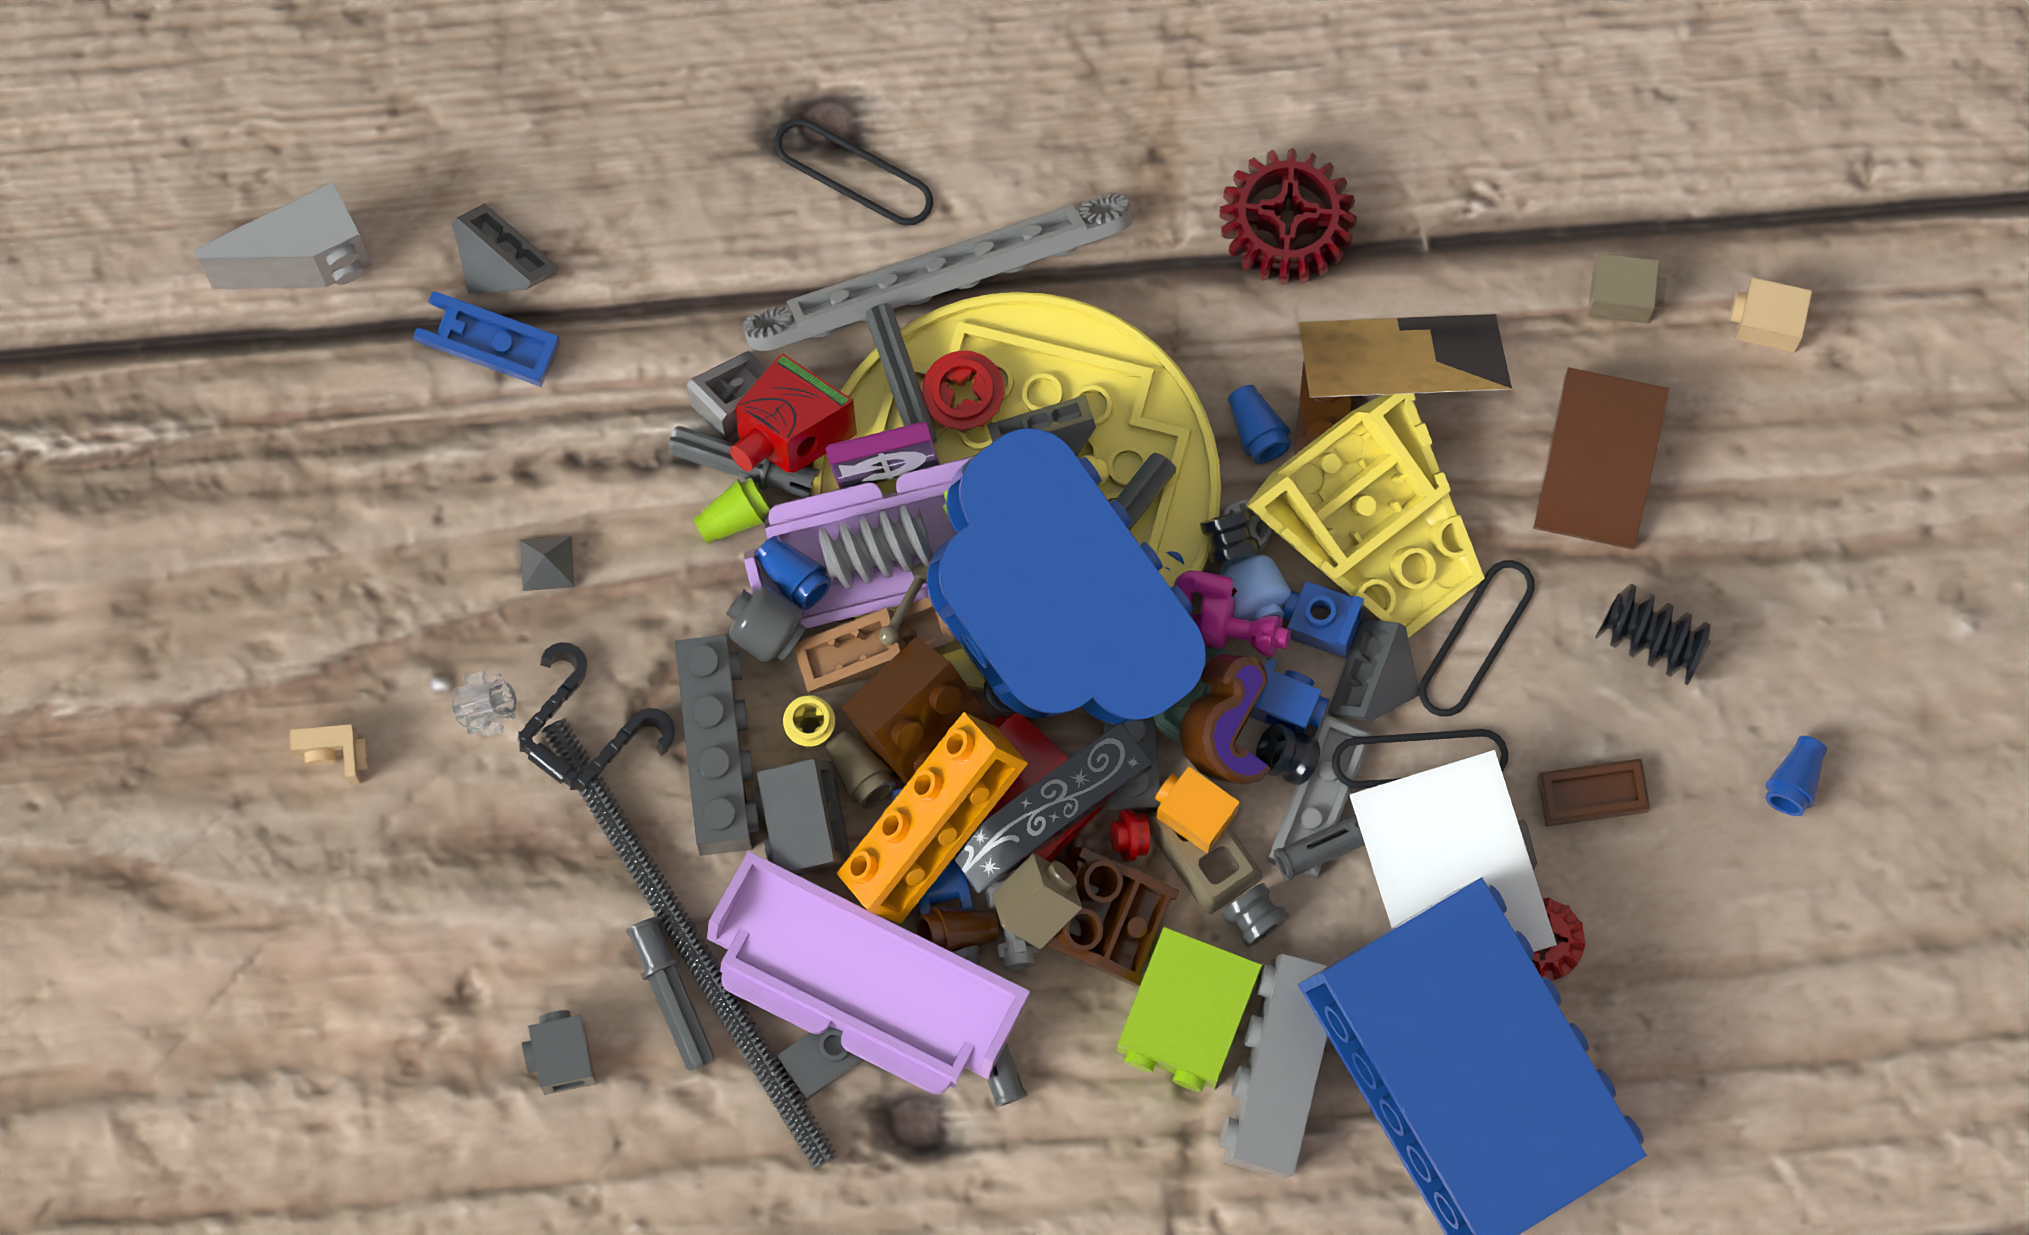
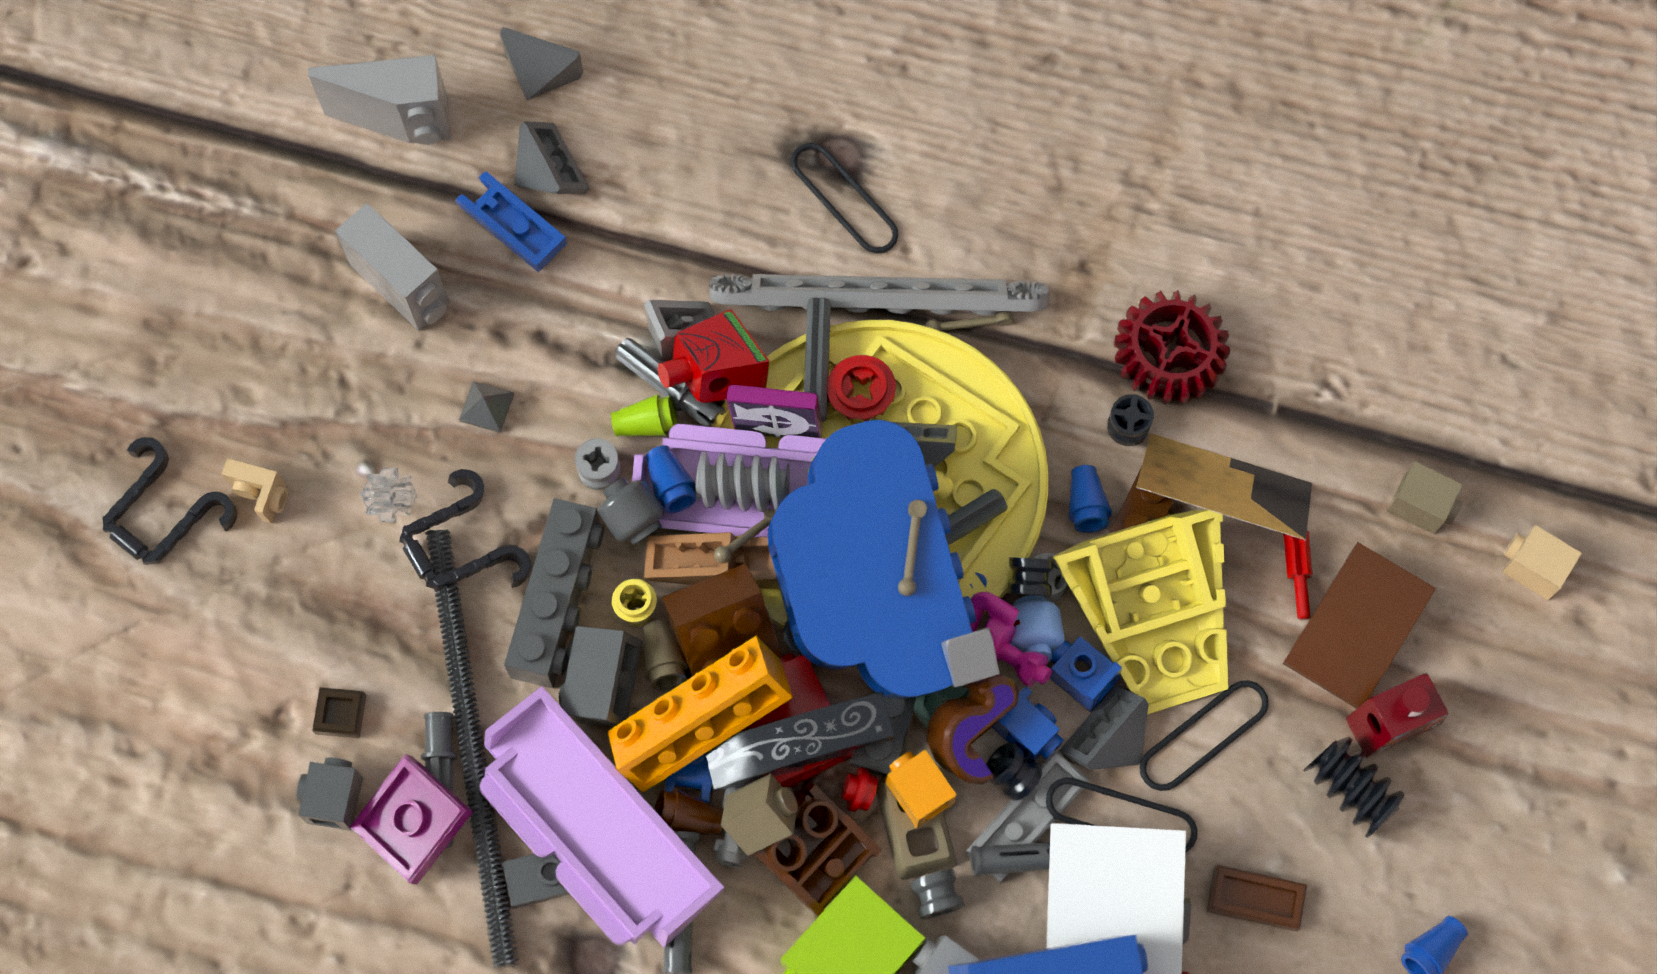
camera: 20 degrees right, 5 degrees down
(214, 863) = (131, 543): none -> black piece
(382, 444) = (393, 267): none -> light grey brick
(440, 140) = (539, 63): none -> dark grey slope
(529, 963) = (339, 712): none -> dark brown tile
(661, 1046) = (411, 819): none -> tile
(703, 594) = (598, 474): none -> light grey wheel
(1084, 252) = (1000, 319): none -> dark tan hinge
(1089, 514) = (916, 511): none -> dark tan hinge
(1204, 650) = (971, 657): none -> light grey slope
(1271, 305) = (1133, 410): none -> black wheel
(1515, 417) = (1300, 569): none -> red axle
(1676, 539) = (1401, 712): none -> dark red torso

